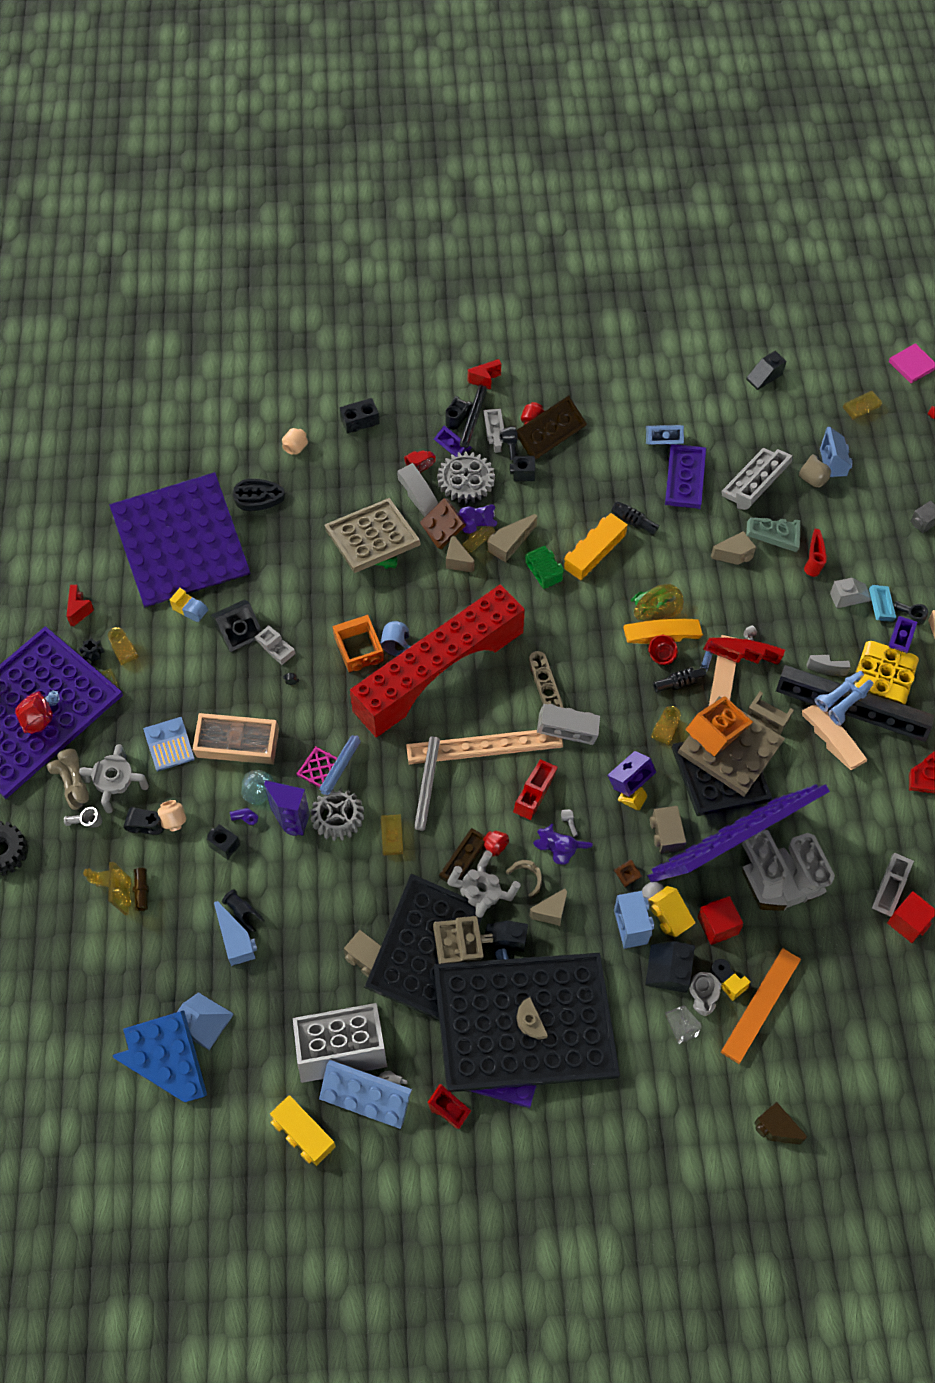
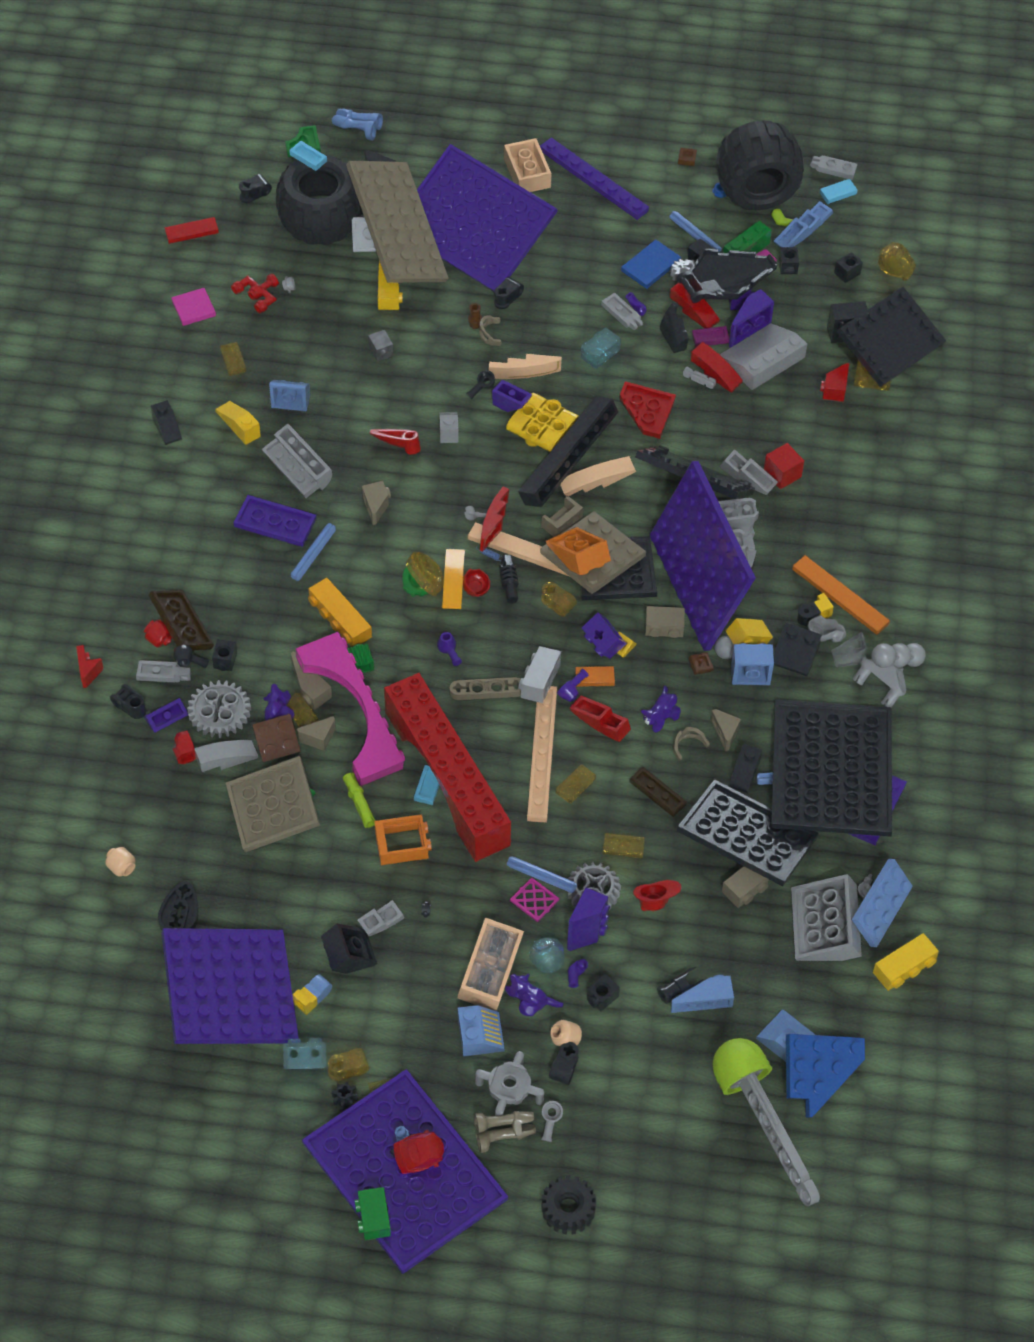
camera: 80 degrees left, 5 degrees down
(77, 607) = (286, 1108): red slope -> none
(118, 885) = (630, 1090): clear yellow plate -> none
(125, 610) = (305, 1058): none -> clear light blue brick
(140, 889) = (639, 1075): dark brown pin -> none
(148, 972) = (740, 1067): none -> piece
(208, 780) = (531, 998): none -> dark purple animal
(337, 869) = (656, 895): none -> red piece
(359, 415) = (102, 793): black brick -> none
(392, 633) = (402, 802): medium blue helmet -> none
(402, 599) = (356, 793): none -> lime pin
(427, 783) = (575, 805): light grey axle -> none
(448, 1106) = (898, 843): red slope -> none
(455, 781) = (575, 784): none -> clear yellow plate
(459, 940) = (750, 800): dark tan plate -> none
(473, 416) = (142, 686): black axle -> none
(486, 881) = (703, 773): light grey plate -> none
(496, 842) = (652, 758): red cone -> none
(529, 545) = (331, 659): none -> dark pink arch
(529, 1020) = (835, 759): dark tan plate -> none
(560, 755) = (569, 690): none -> dark purple bar
(567, 815) = (633, 697): light grey hand -> none
(585, 644) = (447, 644): none -> dark purple bar
(586, 777) = (597, 676): none -> orange tile
(634, 517) = (313, 574): black hinge -> none
(664, 514) = (313, 552): none -> medium blue axle
(665, 434) = (222, 523): medium blue brick -> none
(666, 1063) = (888, 665): none -> light grey connector
(720, 920) = (763, 601): red head -> none
(778, 533) = (367, 462): sand green wing -> none
(778, 1126) = (947, 606): dark brown slope -> none
(788, 425) = (240, 421): none -> yellow slope
(815, 472) = (309, 413): dark tan helmet -> none
(823, 665) = (523, 462): light grey slope -> none
(837, 713) = (570, 466): medium blue piece -> none
(860, 823) = (678, 465): none -> black plate
(882, 603) = (465, 404): medium azure tile -> none

